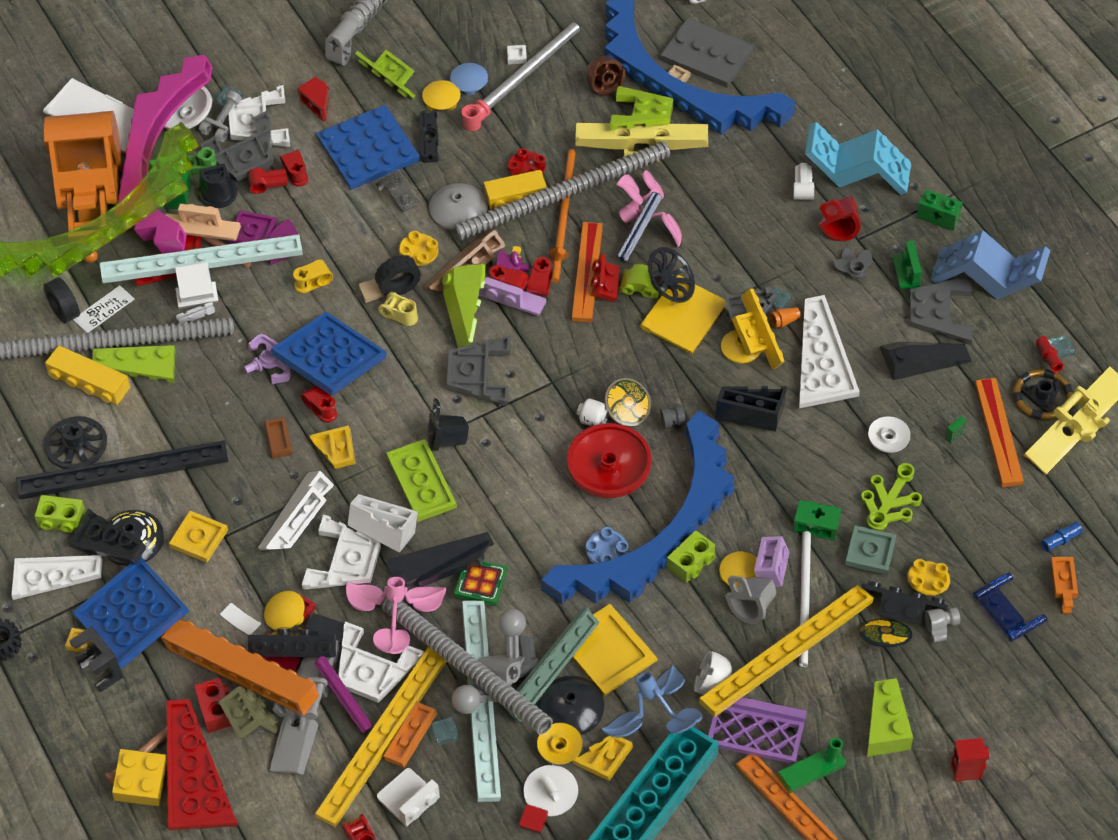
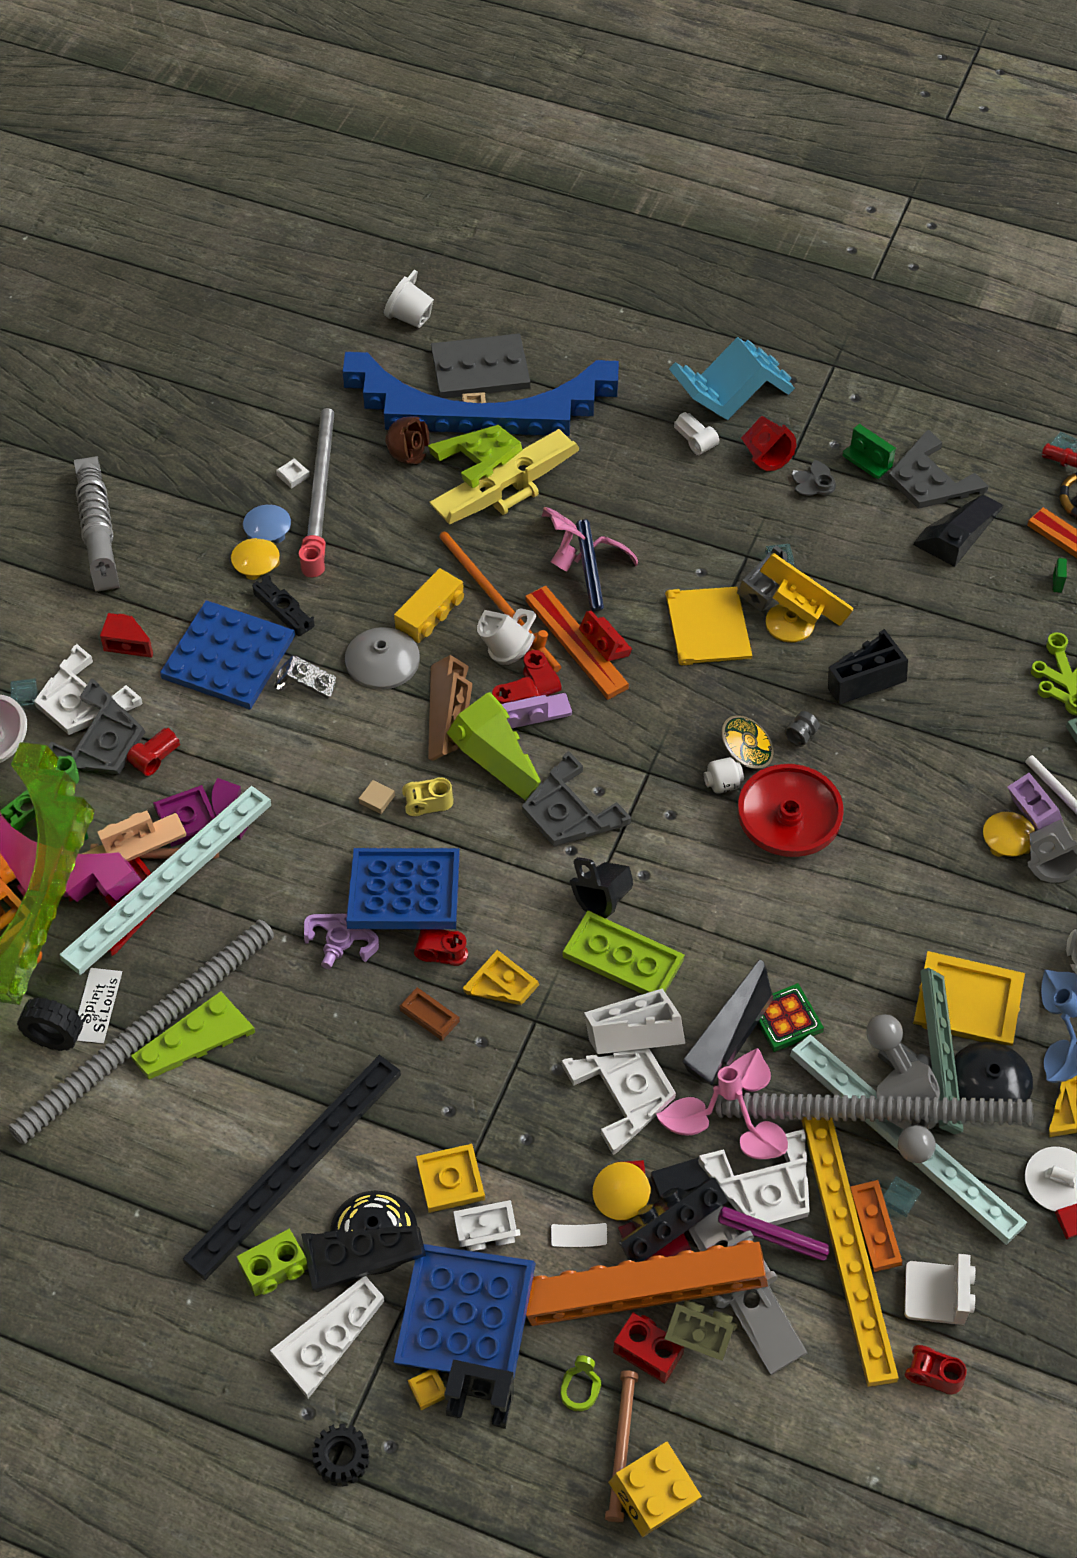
camera: 40 degrees left, 0 degrees up
(75, 438) = (207, 1168): black wheel -> none
(87, 375) = (154, 1088): yellow brick -> none
(166, 686) = (585, 1364): none -> lime piece
(190, 575) = (486, 1224): none -> white bracket
(194, 784) = (714, 1450): red wing -> none
(195, 286) = (186, 912): white plate -> none
(195, 313) = (209, 942): light grey axle -> none
(216, 187) = (105, 792): black container -> none
(223, 131) = (38, 689): light grey bar -> none
(295, 167) = (173, 717): red piece -> none
(298, 512) = (529, 1077): white wedge -> none
(313, 275) = (302, 822): yellow piece -> none
(392, 69) = (178, 560): lime bracket -> none
(393, 267) = (400, 761): black tyre -> none
(419, 247) = (385, 724): yellow dish -> none
(512, 261) = (499, 675): magenta piece -> none
(526, 162) = (411, 573): red dish -> none
(536, 239) = (504, 636): none -> white container
(562, 190) = (479, 578): light grey piece -> none
(563, 735) = (1038, 1134): yellow dish -> none
(606, 545) = (869, 898): medium blue dish -> none
(633, 571) = (918, 907): blue arch -> none
(638, 280) = (637, 617): lime cylinder -> none
(666, 278) = (664, 600): black wheel -> none
(688, 554) = (951, 851): lime brick -> none
(783, 317) = (807, 564): orange cone -> none
(817, 519) = (1029, 737): green brick -> none
(824, 364) = (886, 591): white wing -> none
(892, 428) = (1009, 617): white dish -> none
(939, 209) = (843, 385): green brick -> none
(990, 265) = (946, 406): medium blue bracket -> none

